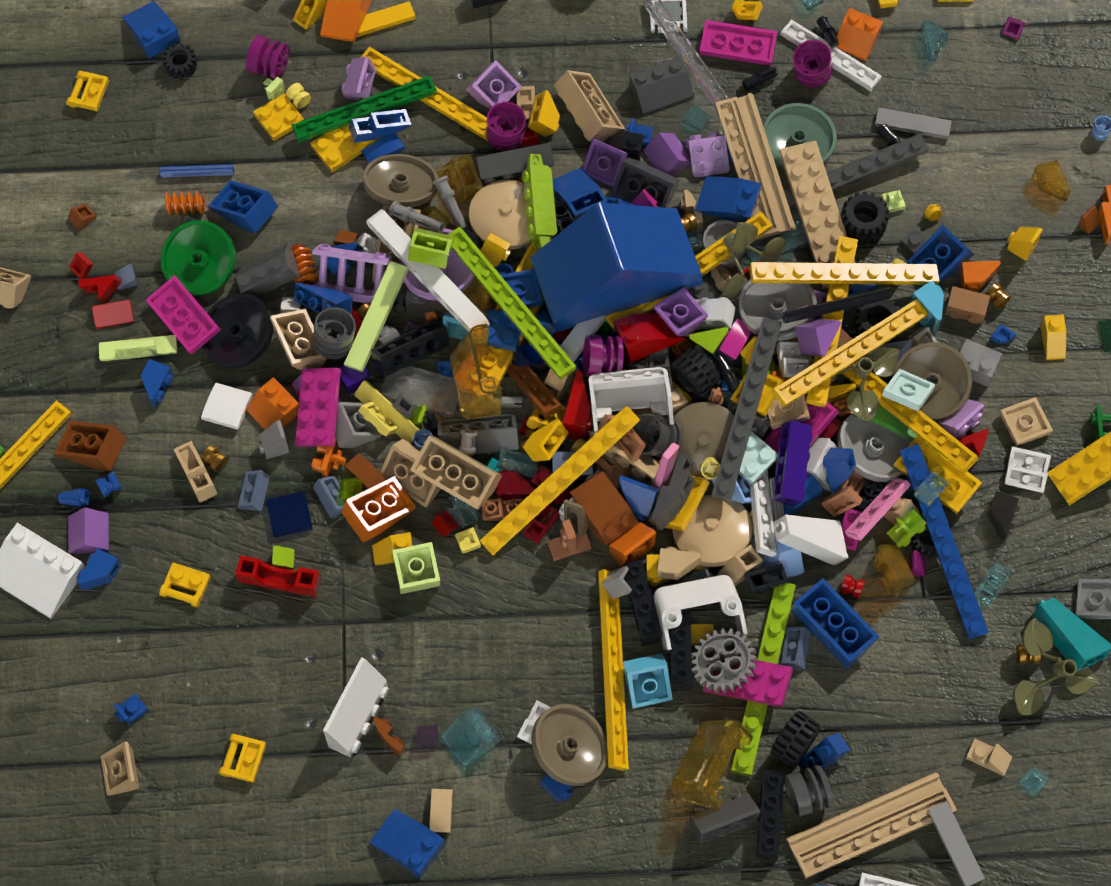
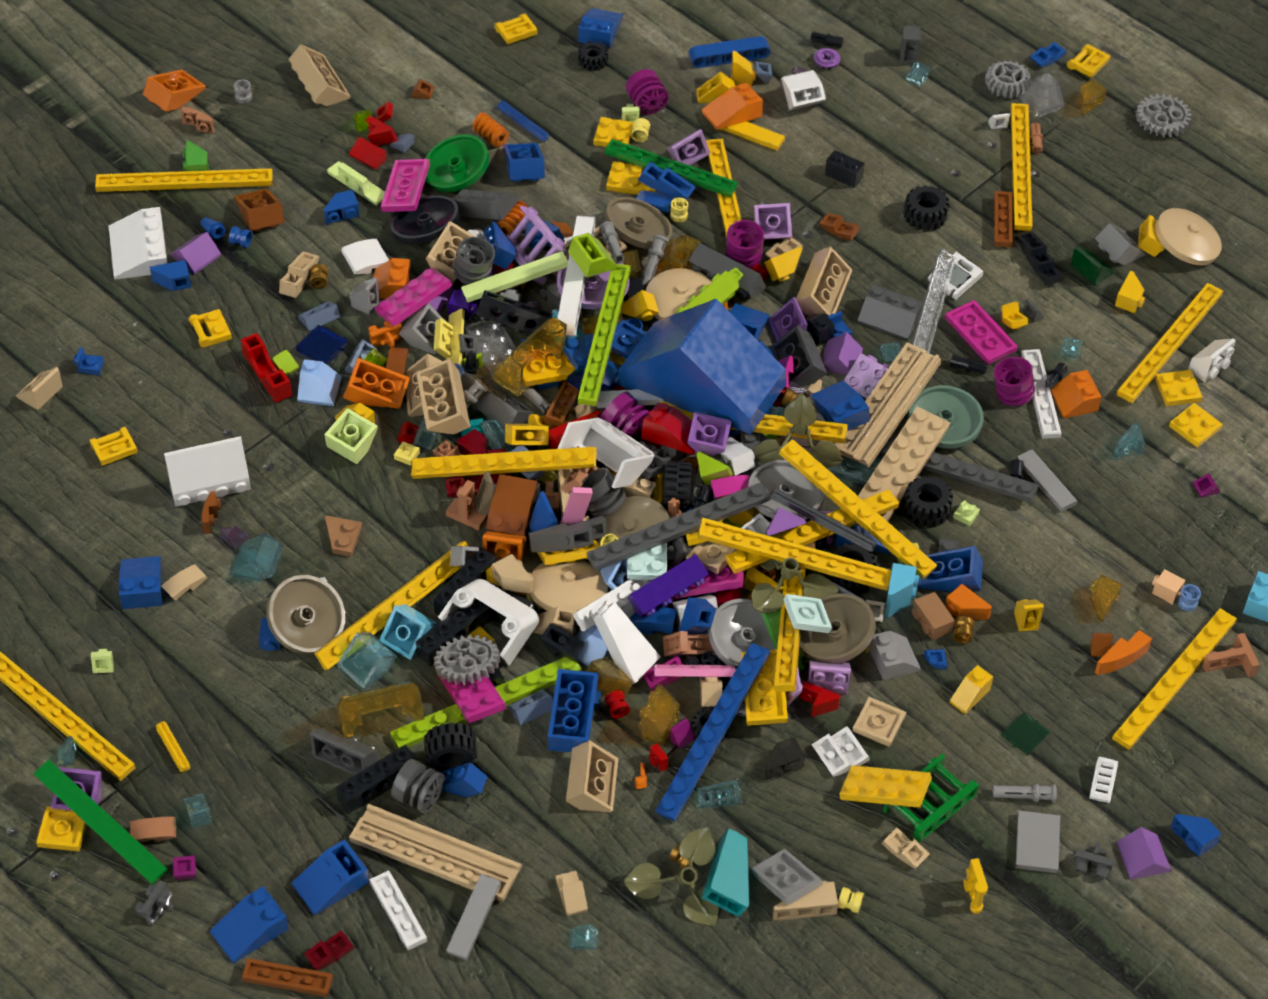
camera: 45 degrees right, 15 degrees down
(71, 287) = (359, 119): none -> clear neon green tile
(331, 550) = (318, 383): none -> light blue slope
(411, 139) = (679, 210): none -> light yellow wheel
(503, 652) = (343, 534): none -> medium nougat wing
(541, 45) = (835, 225): none -> dark orange slope
(647, 733) = (366, 659): none -> clear light blue slope
(829, 569) = (609, 676): none -> clear yellow slope
(903, 660) = (592, 778): none -> tan slope
(906, 528) = (696, 695): lime hips -> none
(926, 598) = (658, 758): none -> red plate
(930, 489) = (737, 680): clear light blue slope -> none
(933, 212) = (986, 546): yellow plate -> none
(934, 626) = (640, 781): none -> orange hand
(1080, 132) = (1167, 586): none -> light nougat brick

